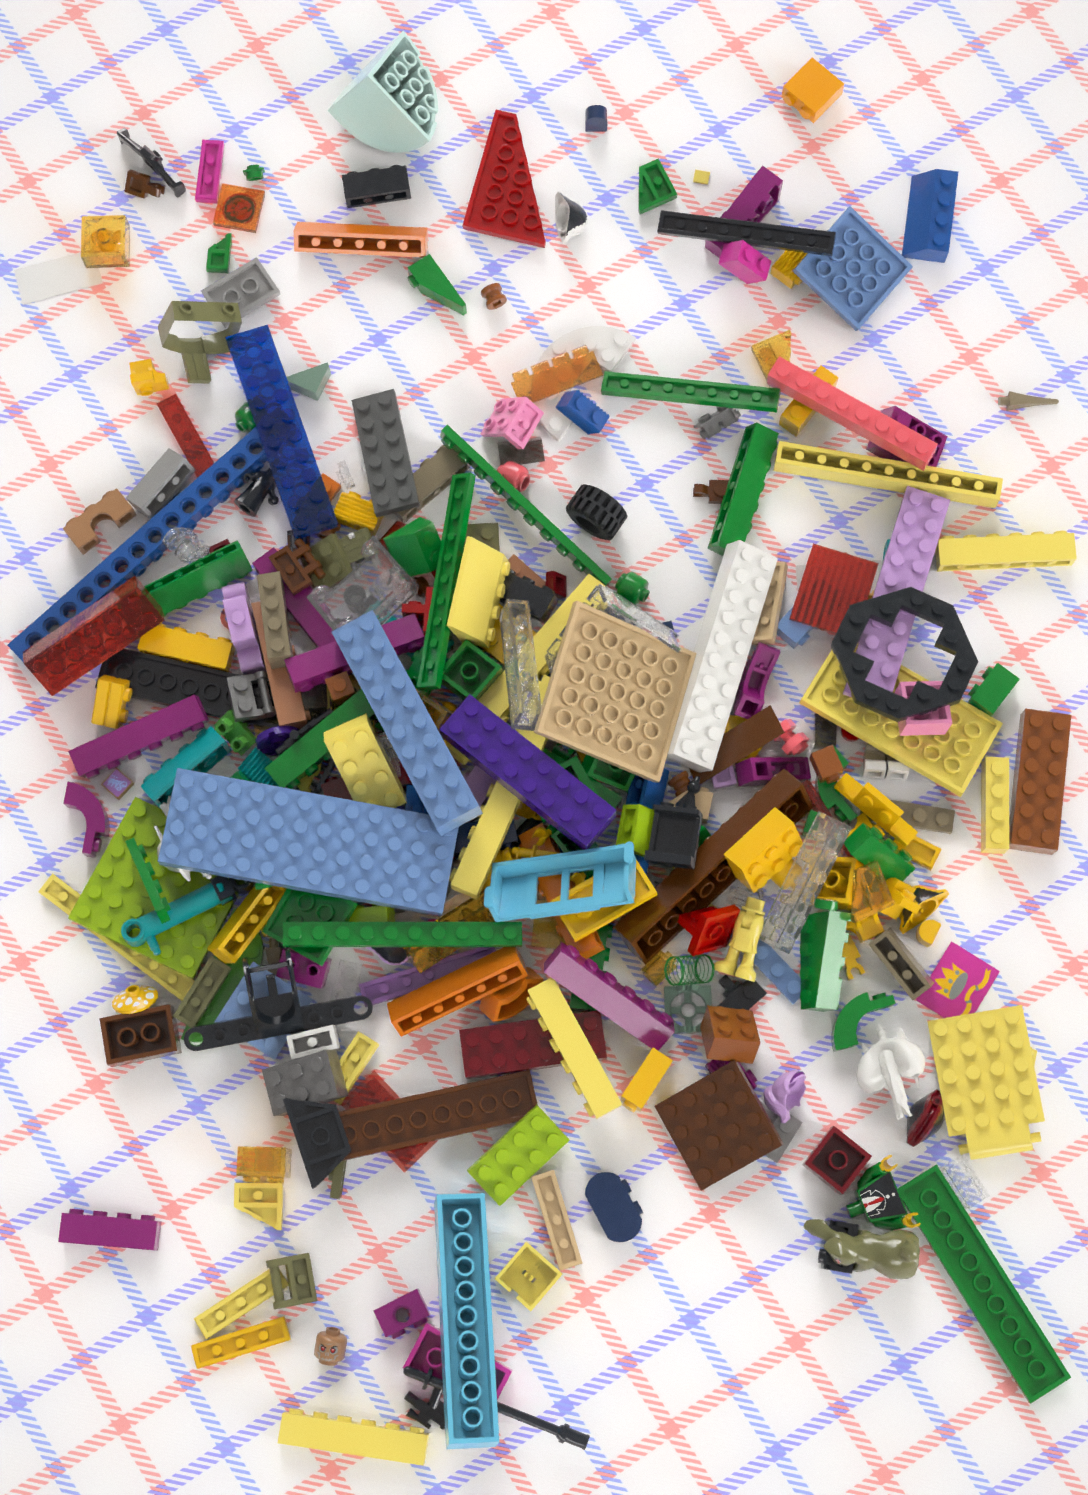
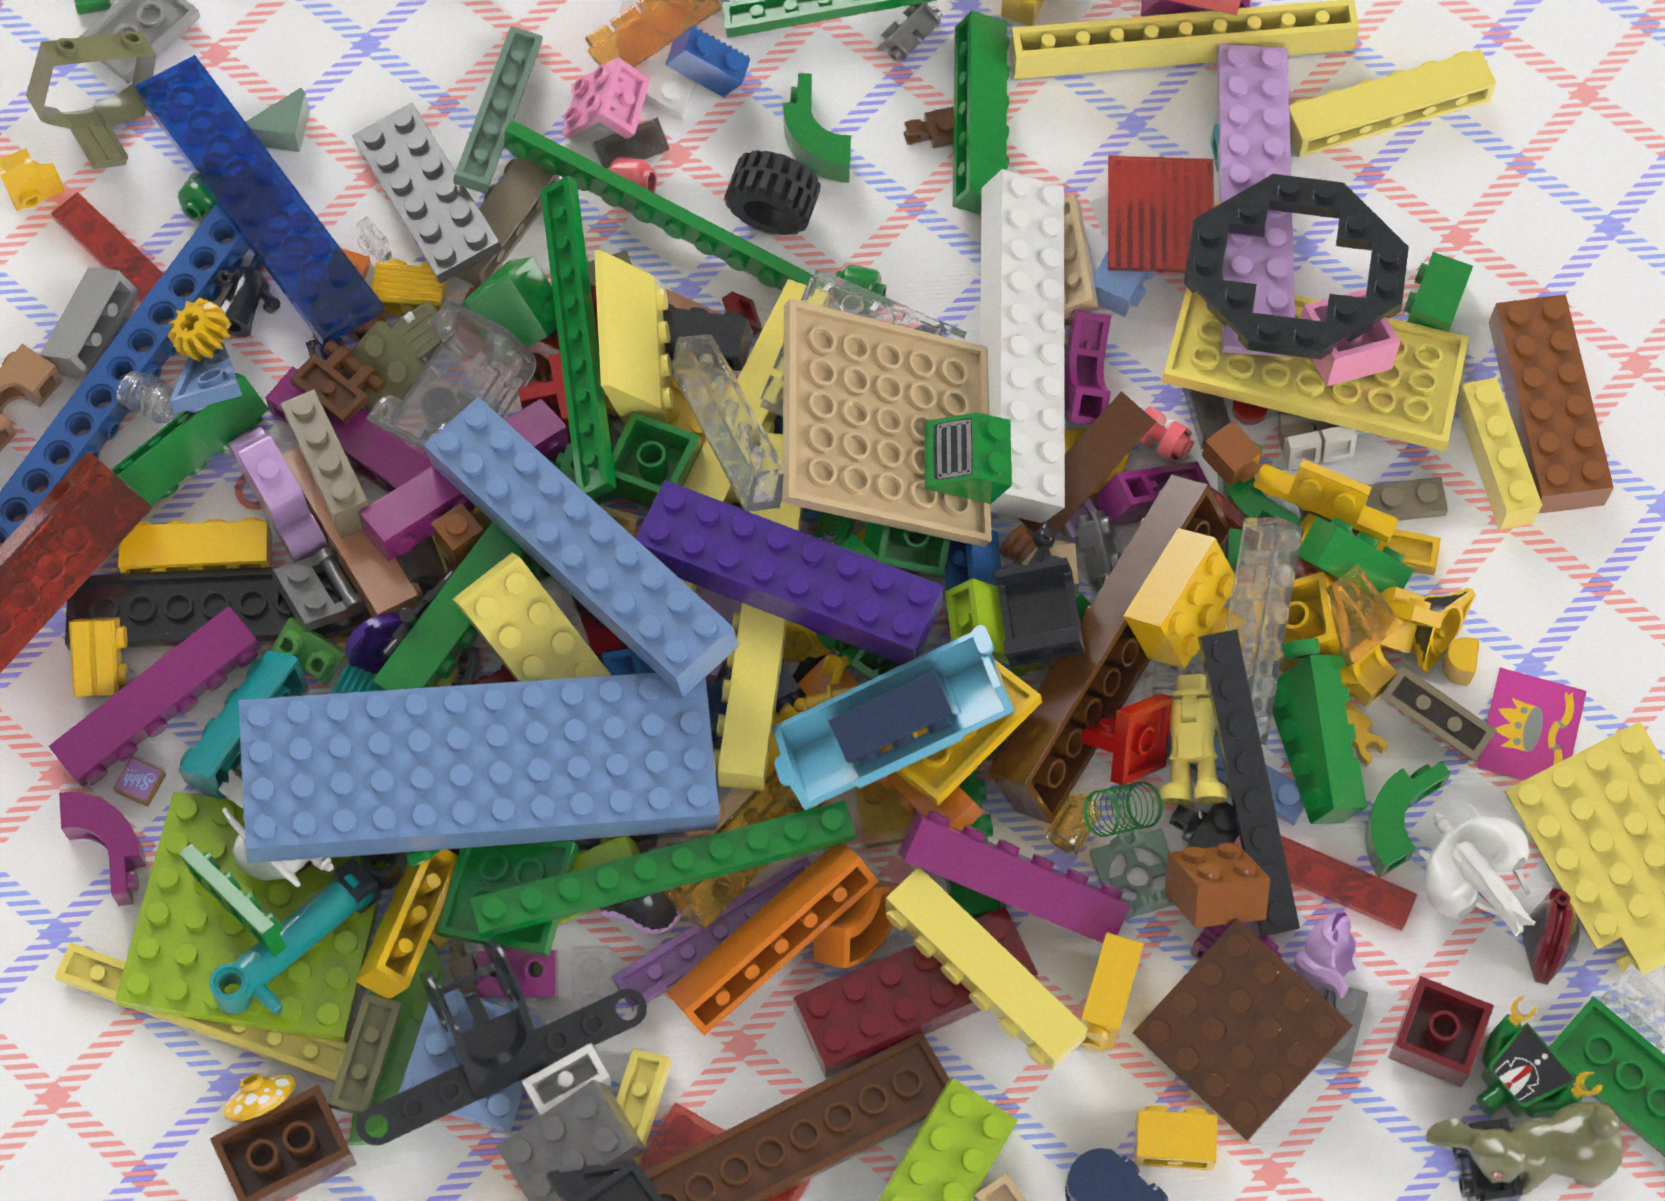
camera: 20 degrees left, 10 degrees down
(219, 543) = (205, 383): none -> medium blue wing
(223, 509) = (199, 329): none -> yellow gear
(444, 409) = (497, 109): none -> sand green plate
(562, 884) = (893, 718): none -> dark blue slope
(634, 486) = (811, 144): none -> green arch
(659, 726) = (968, 456): none -> green slope
(659, 1177) = (1175, 1138): none -> yellow brick
(730, 789) = (1100, 535): none -> flat silver hinge
(770, 972) = (1248, 773): none -> black plate
(807, 1048) = (1347, 885): none -> clear red tile

